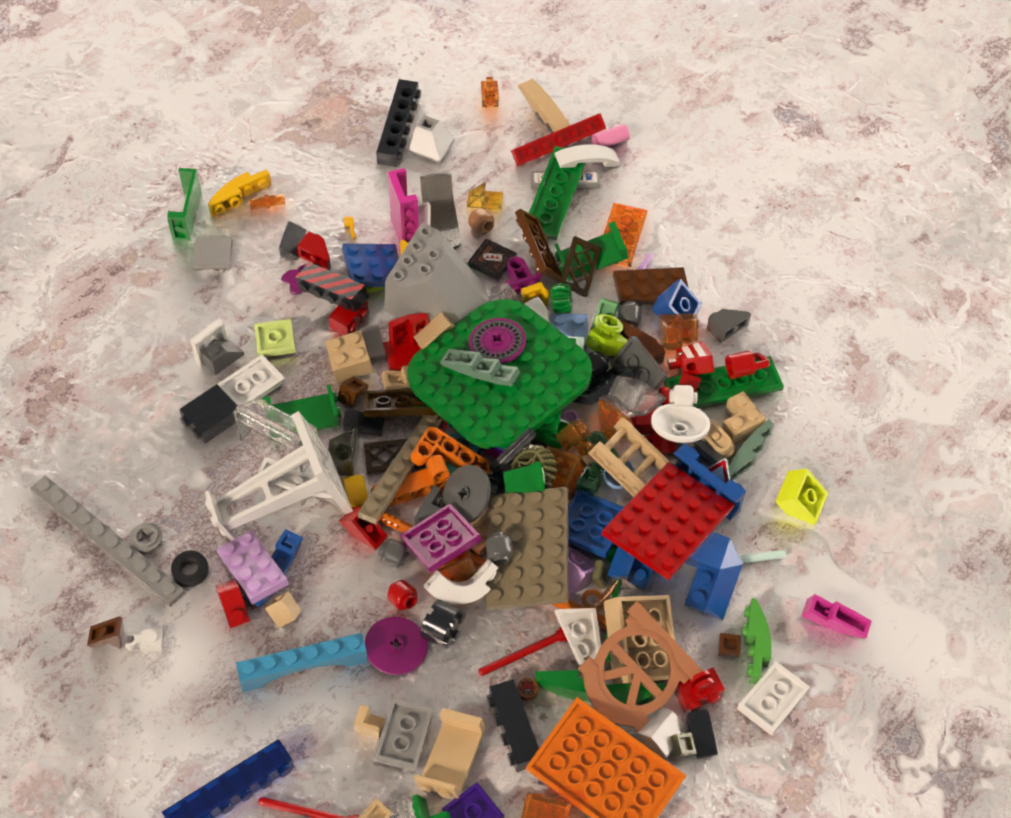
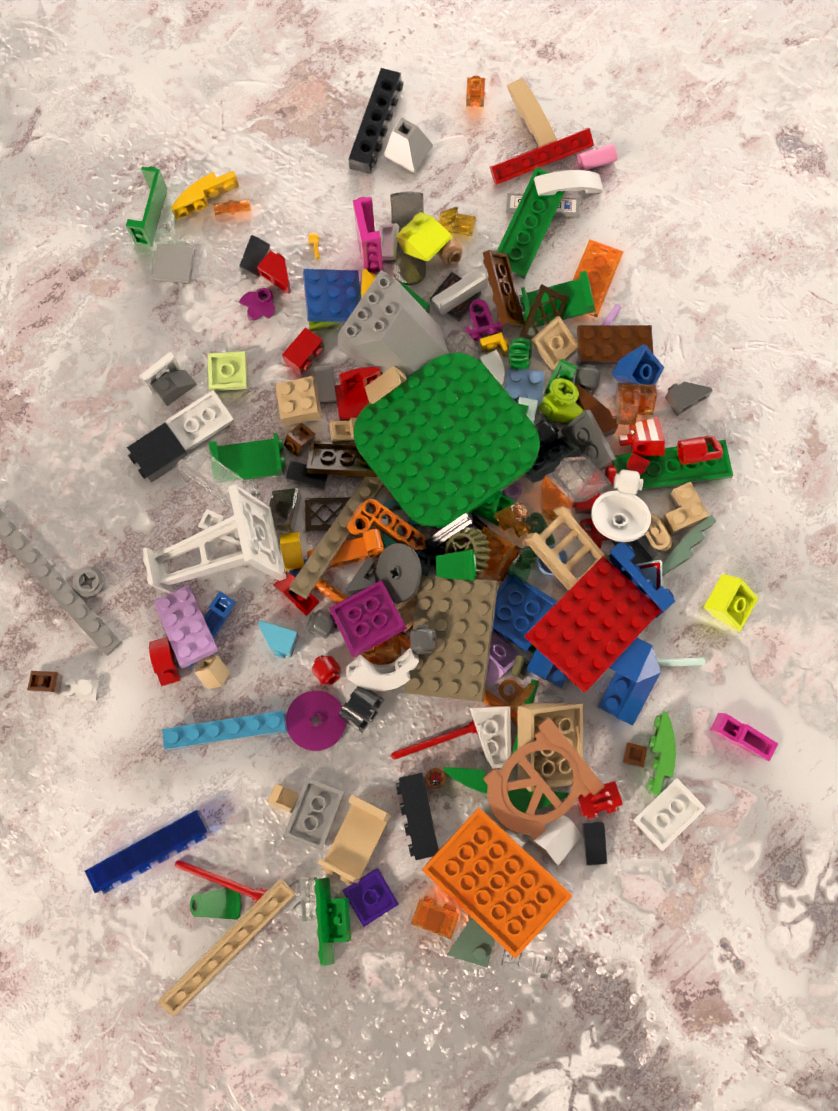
camera: 10 degrees right, 20 degrees up
(194, 579) = (121, 608): black tyre -> none
(332, 287) = (288, 322): black brick -> none
(349, 570) = (279, 639): none -> medium azure slope
(455, 209) = (423, 237): none -> neon yellow slope
(481, 368) = (426, 435): sand green slope -> none
(496, 253) = (460, 292): none -> white panel
(509, 332) = (447, 419): piece -> none
(593, 286) = (554, 342): none -> tan tile
(683, 744) = (575, 853): olive tile -> none

